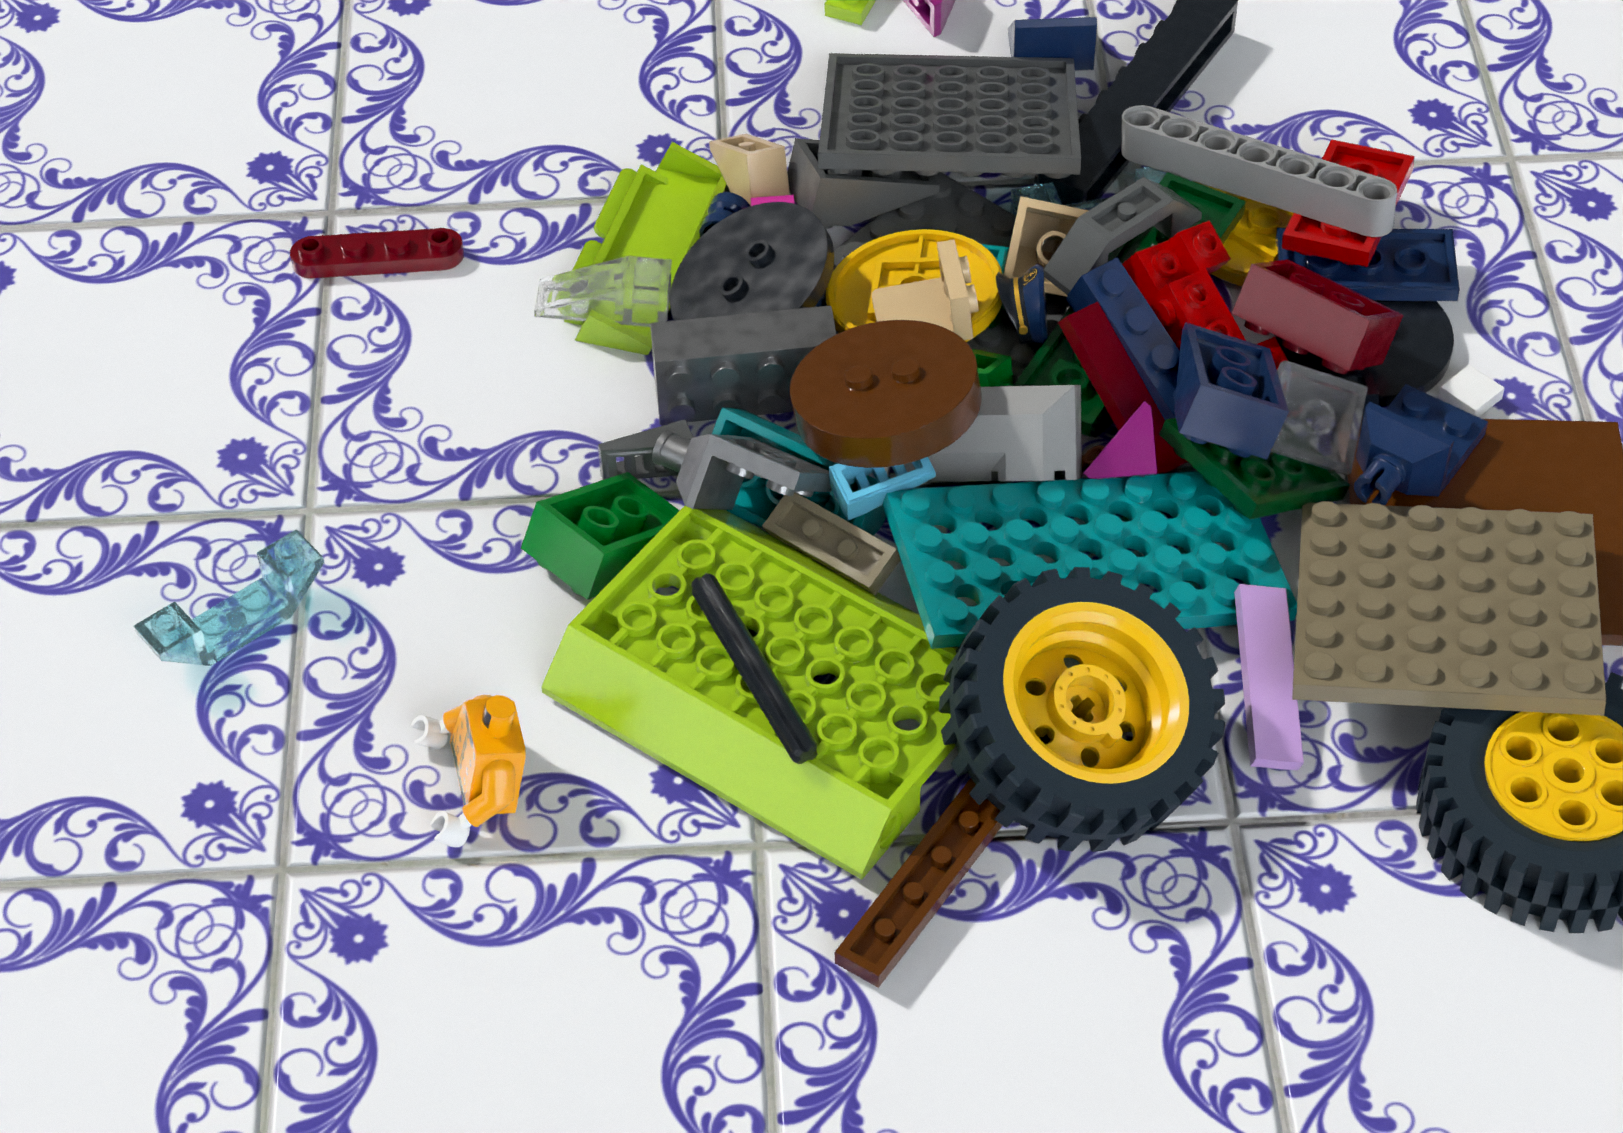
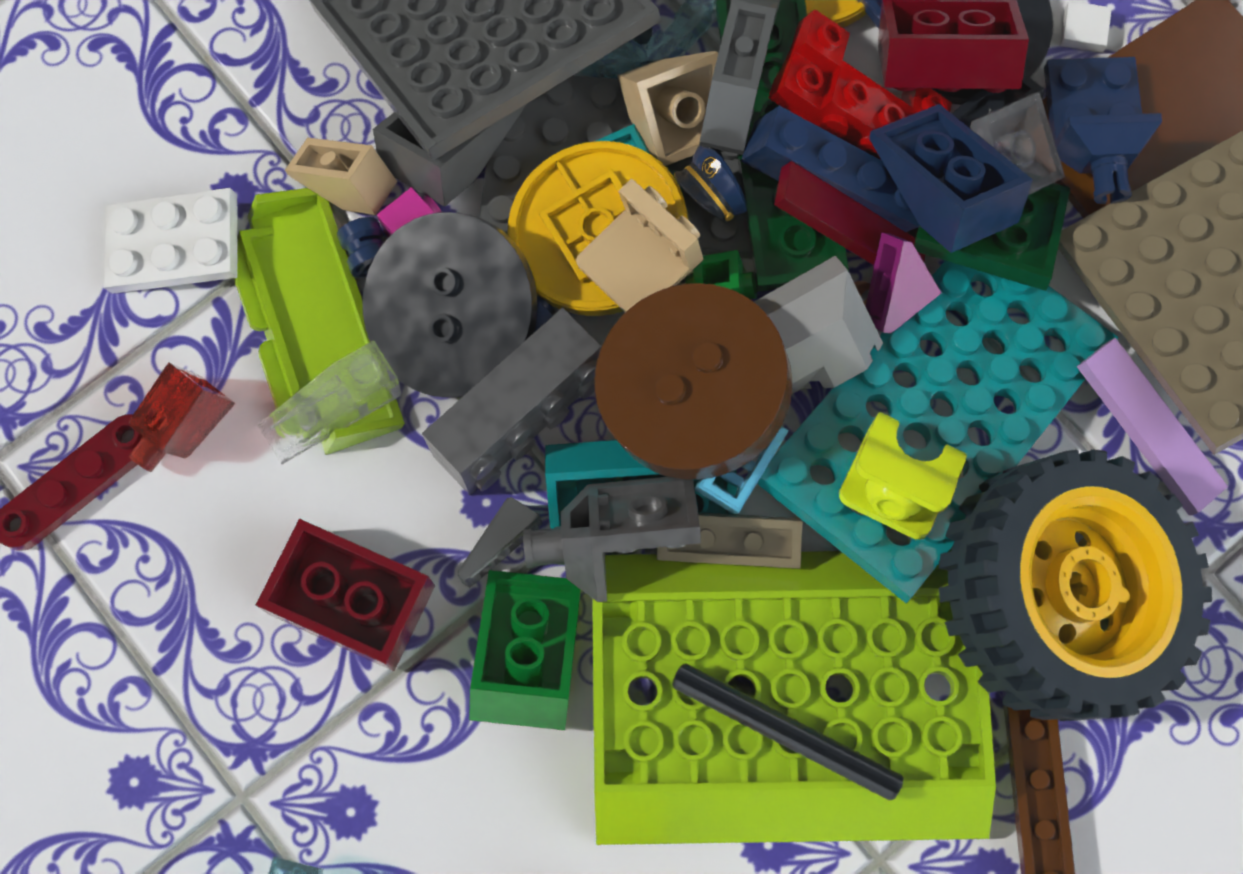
camera: 35 degrees left, 25 degrees up
(487, 242) = (176, 416): none -> clear red torso
(504, 415) = (346, 594): none -> dark red brick
(585, 145) = (170, 241): none -> white plate
(989, 549) = (897, 487): none -> neon yellow piece

